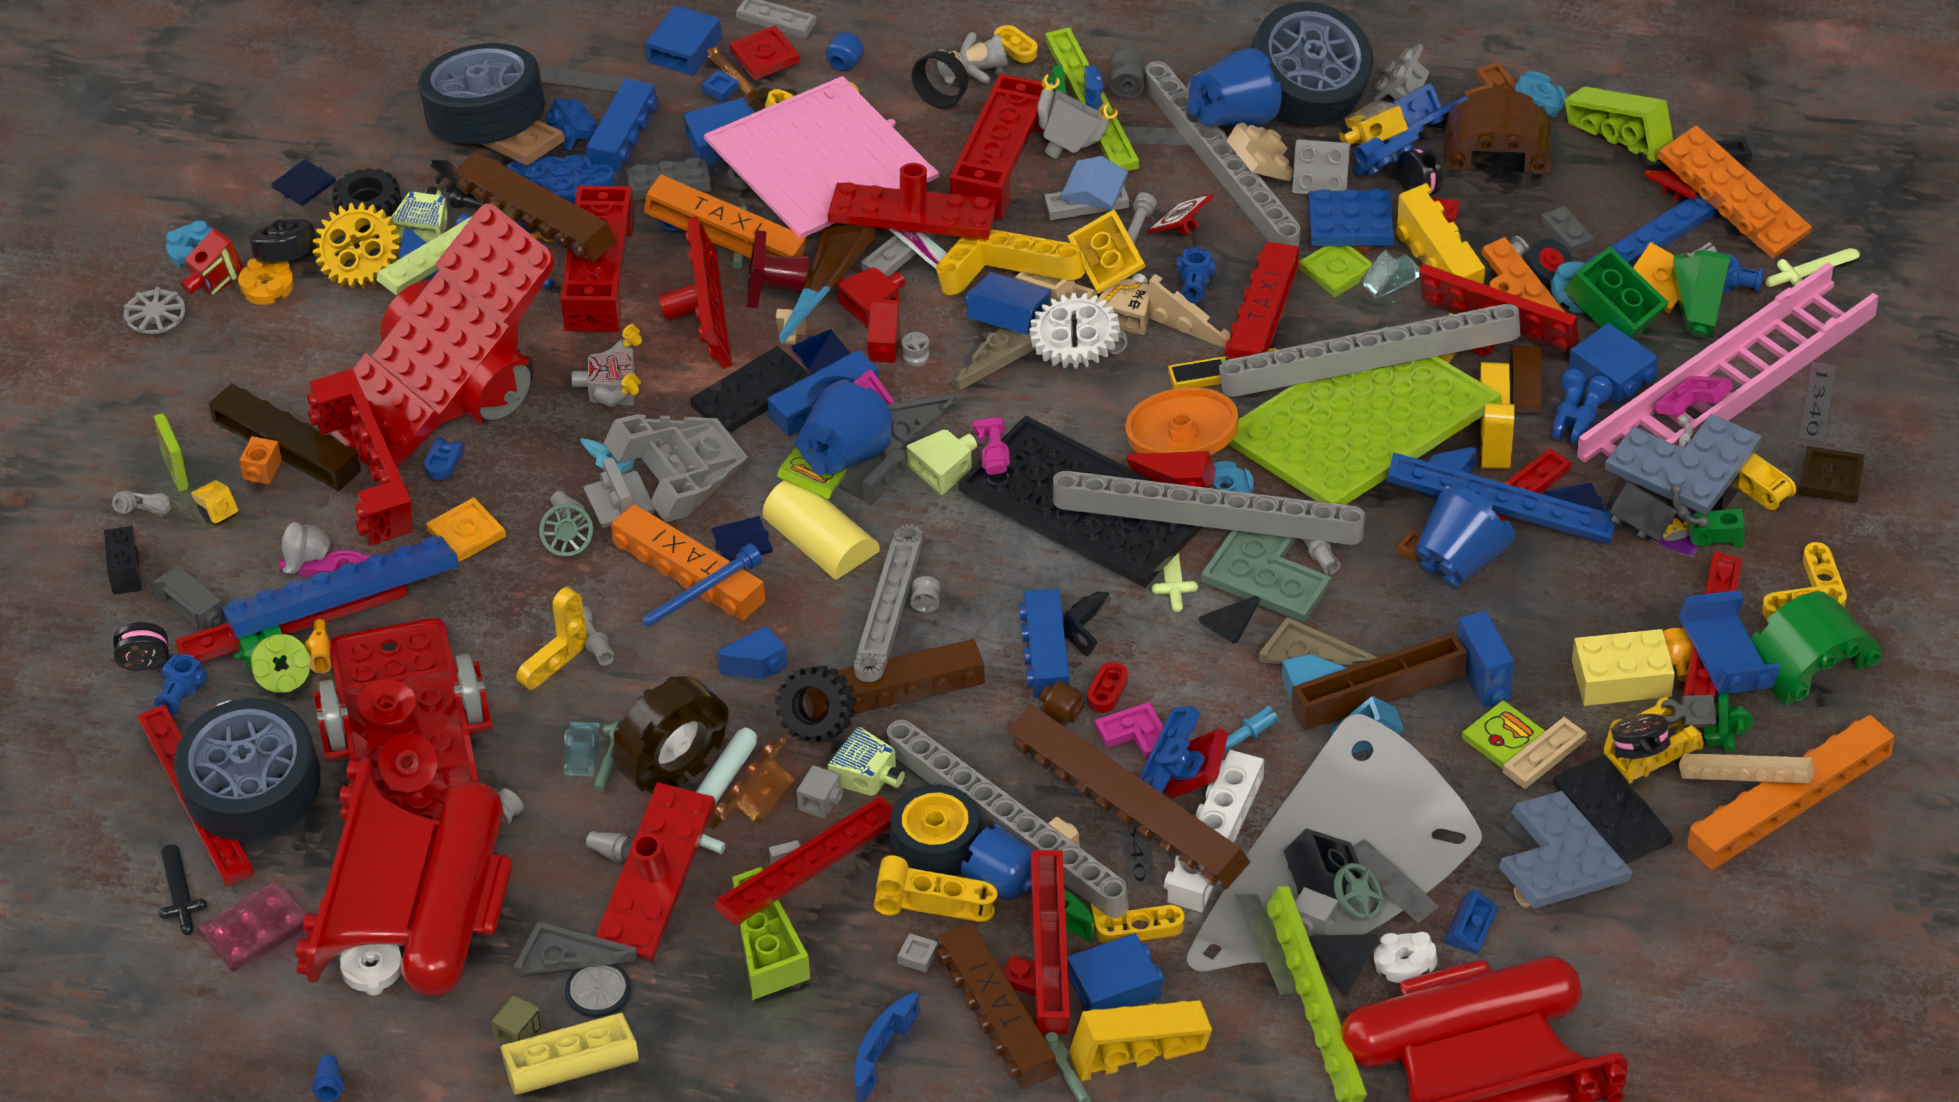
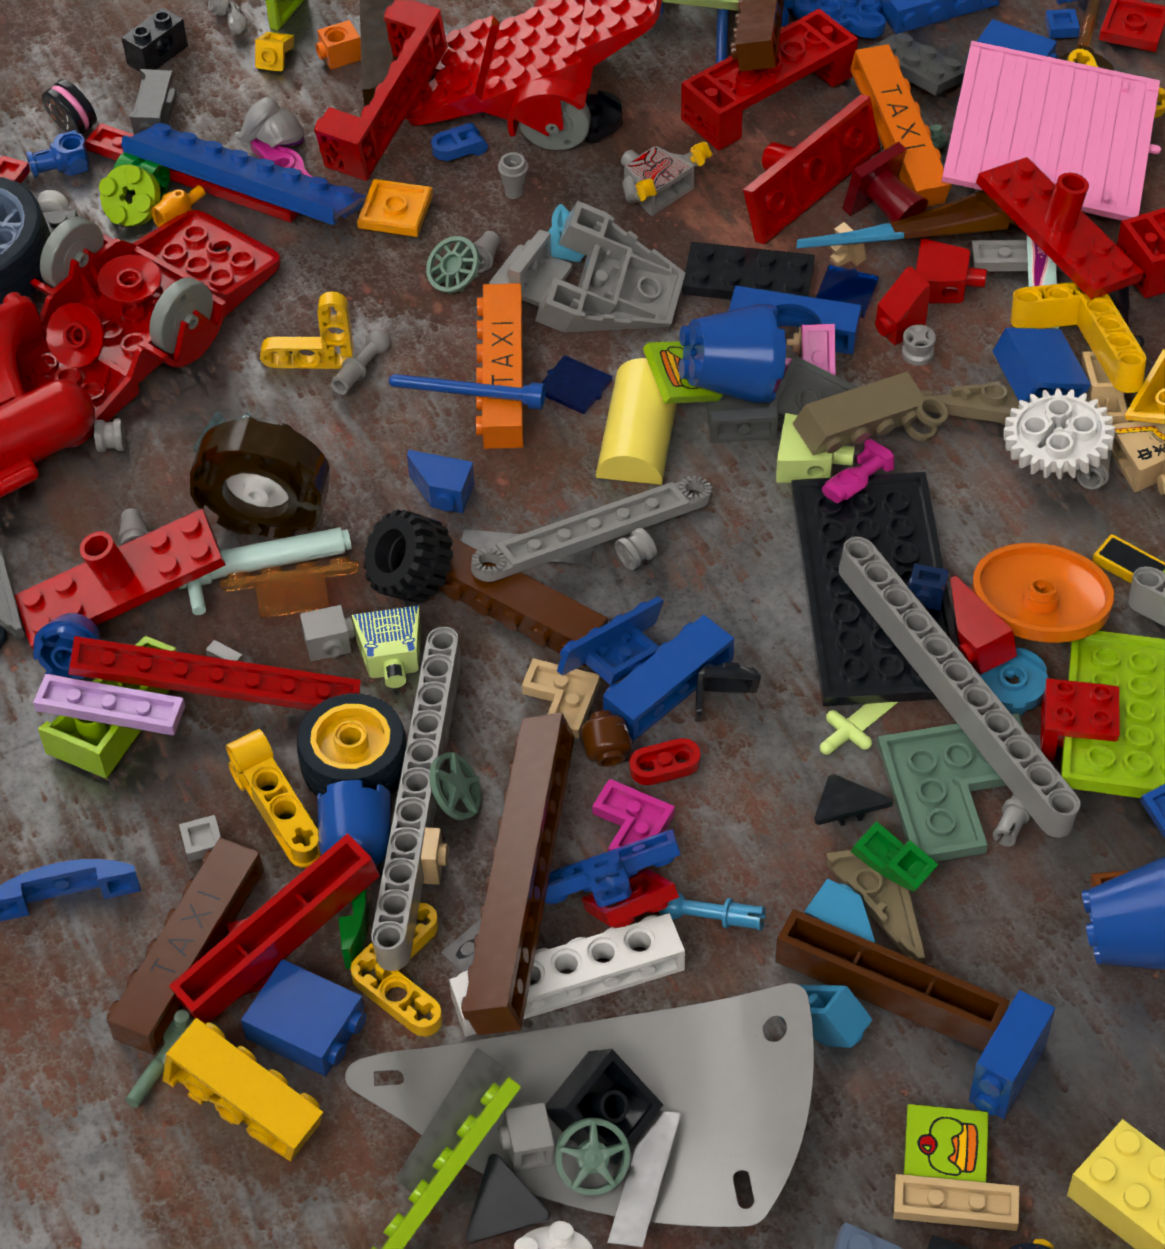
camera: 50 degrees right, 5 degrees up
(520, 444) = (513, 173): none -> light grey cone
(687, 929) = (55, 642): none -> blue cone
(779, 923) = (109, 704): none -> lavender plate
(958, 406) = (867, 412): none -> dark tan hinge
(998, 697) = (569, 693): none -> tan plate
(1002, 650) = (615, 646): none -> blue bracket
(1021, 795) = (455, 786): none -> sand green wheel
(1123, 467) = (928, 585): none -> dark blue bracket
(1287, 469) = (1077, 712): none -> red bracket
(1305, 622) = (892, 859): none -> green slope

